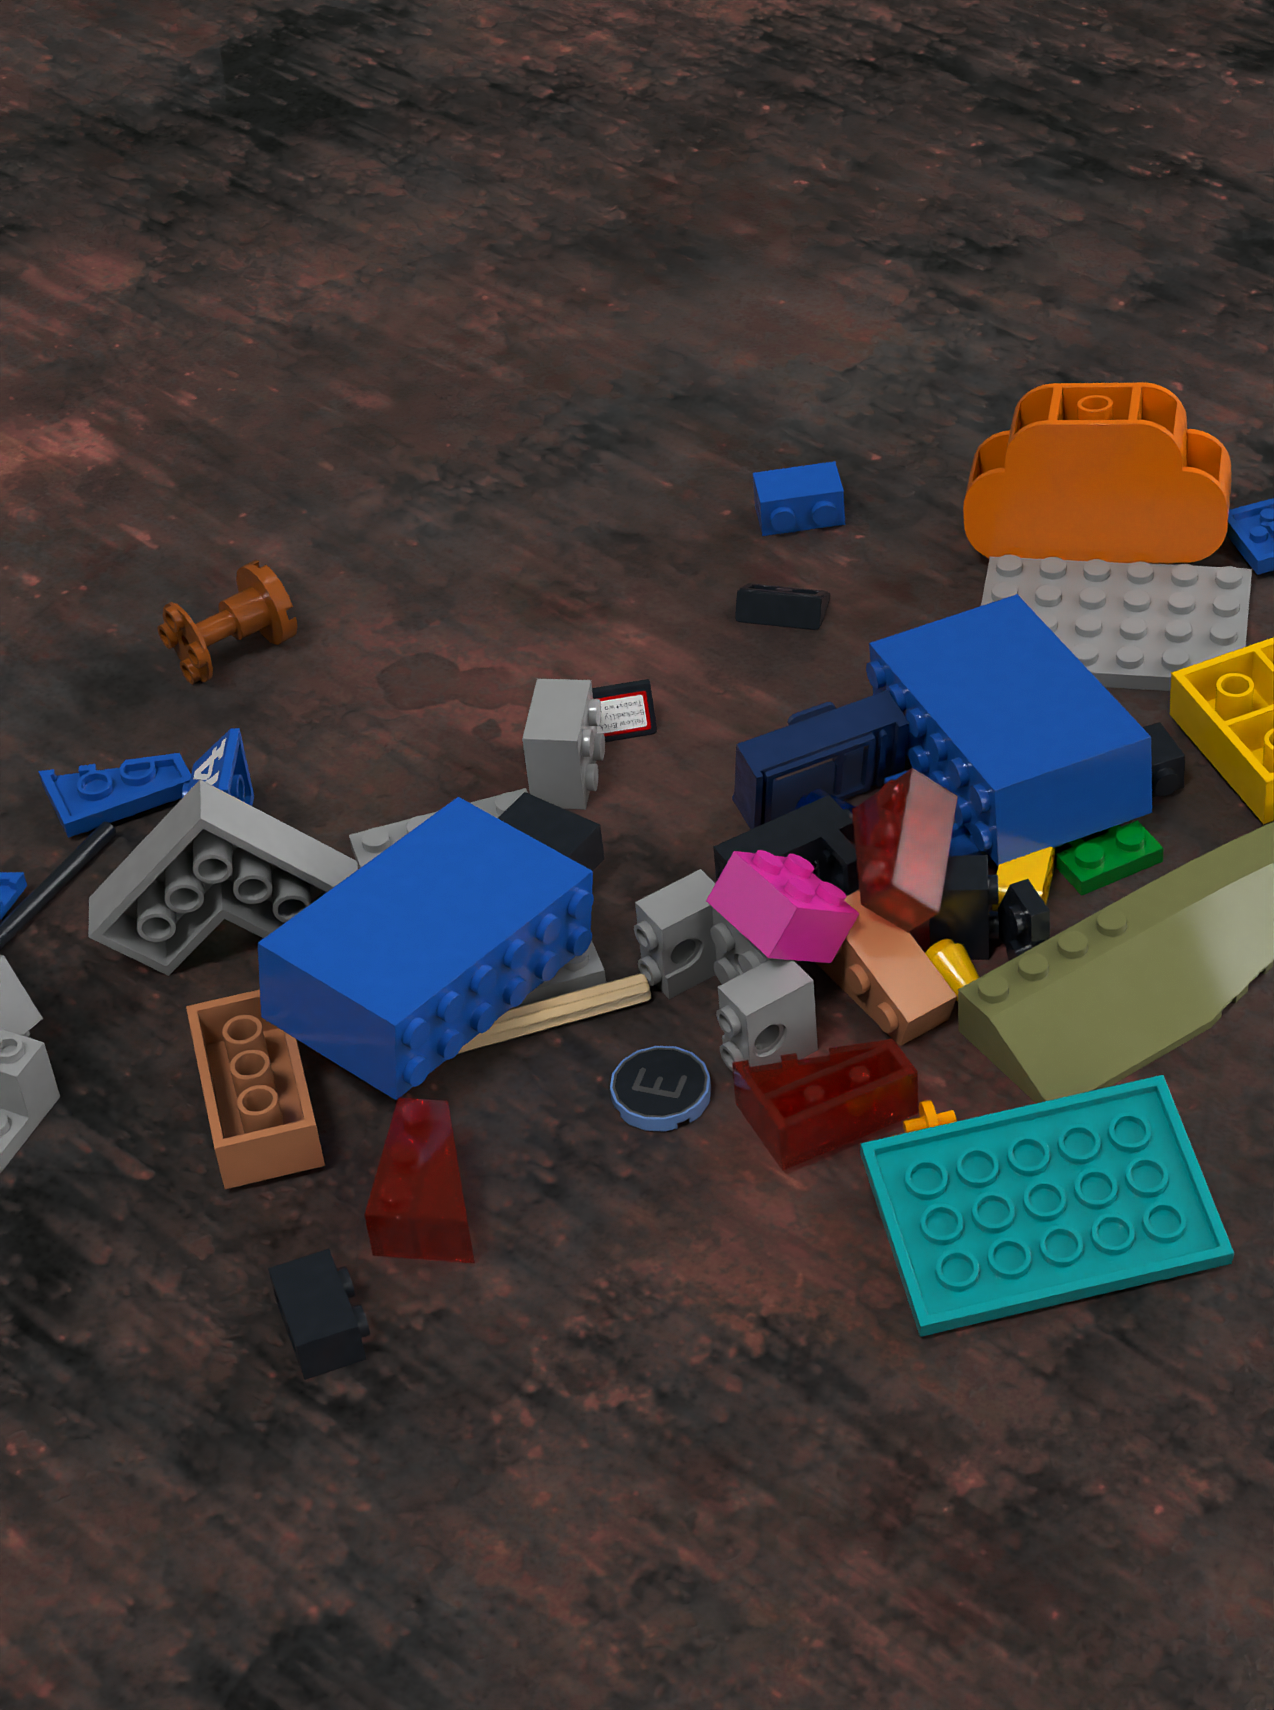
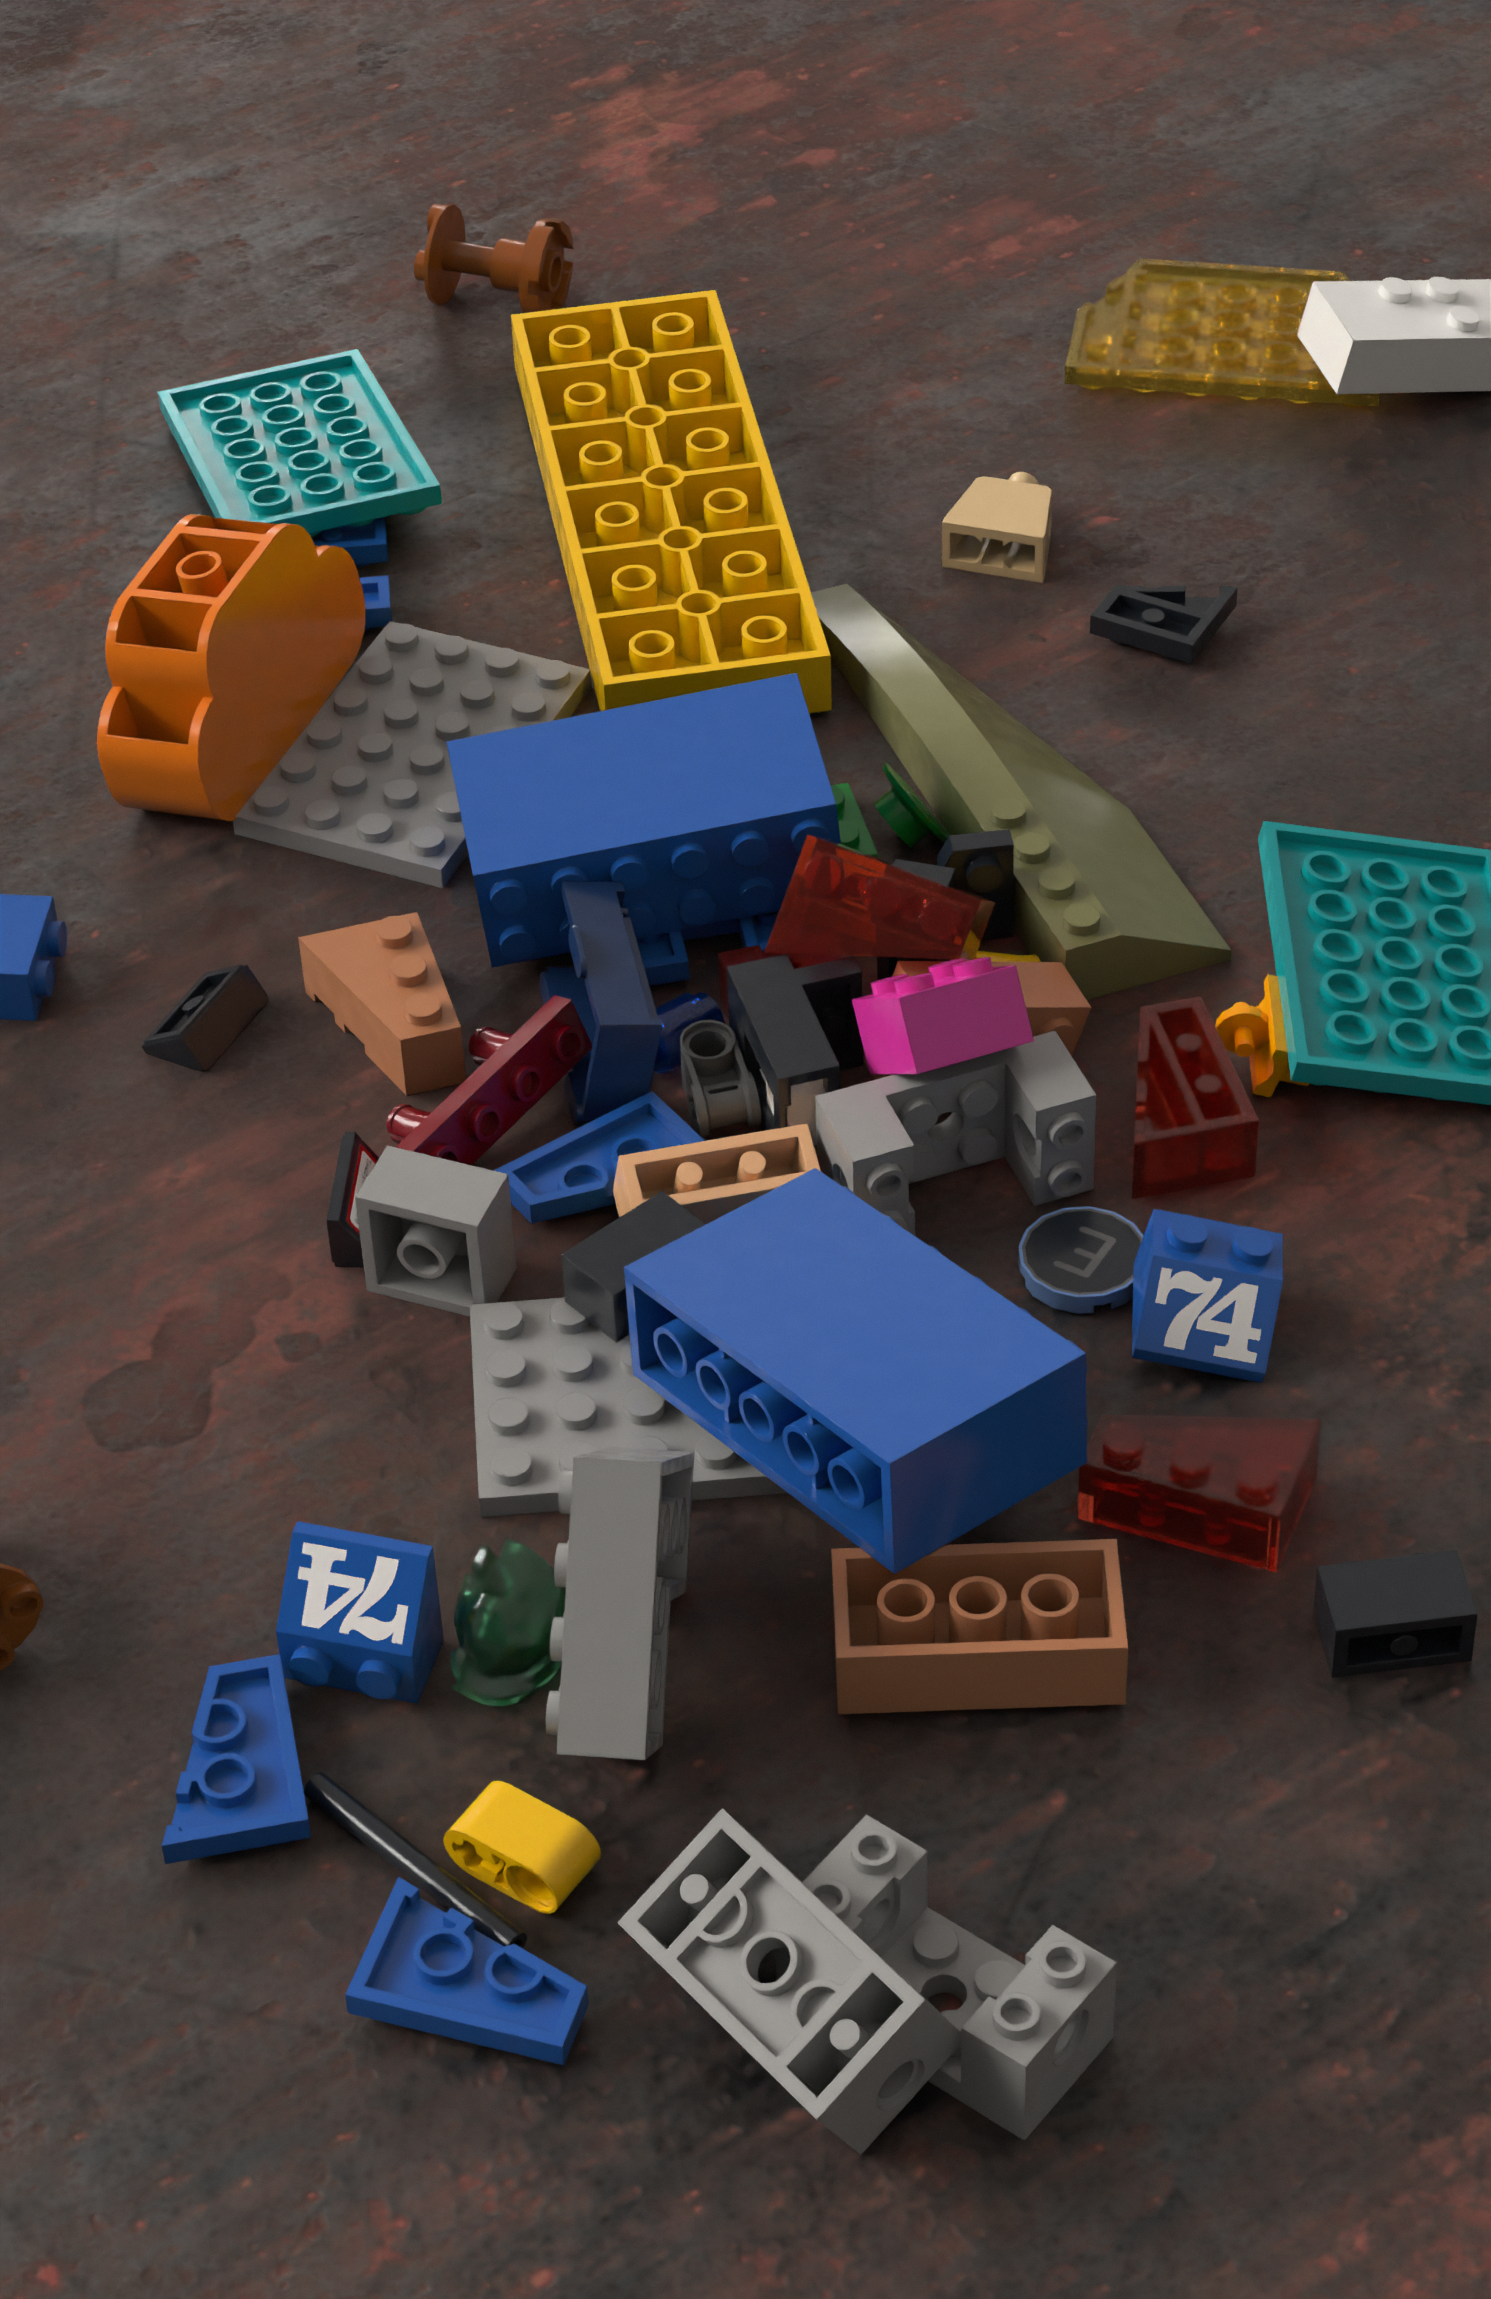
camera: 80 degrees left, 0 degrees up
(55, 923) = (522, 1847): none -> yellow beam
(610, 1150) = (1206, 1295): none -> blue slope
(640, 848) = (716, 1173): none -> light nougat brick
(683, 817) = (580, 1167): none -> blue wing
(694, 735) = (510, 1081): none -> dark red plate
(810, 667) = (391, 997): none -> nougat wedge
(1134, 862) = (907, 812): none -> green piece

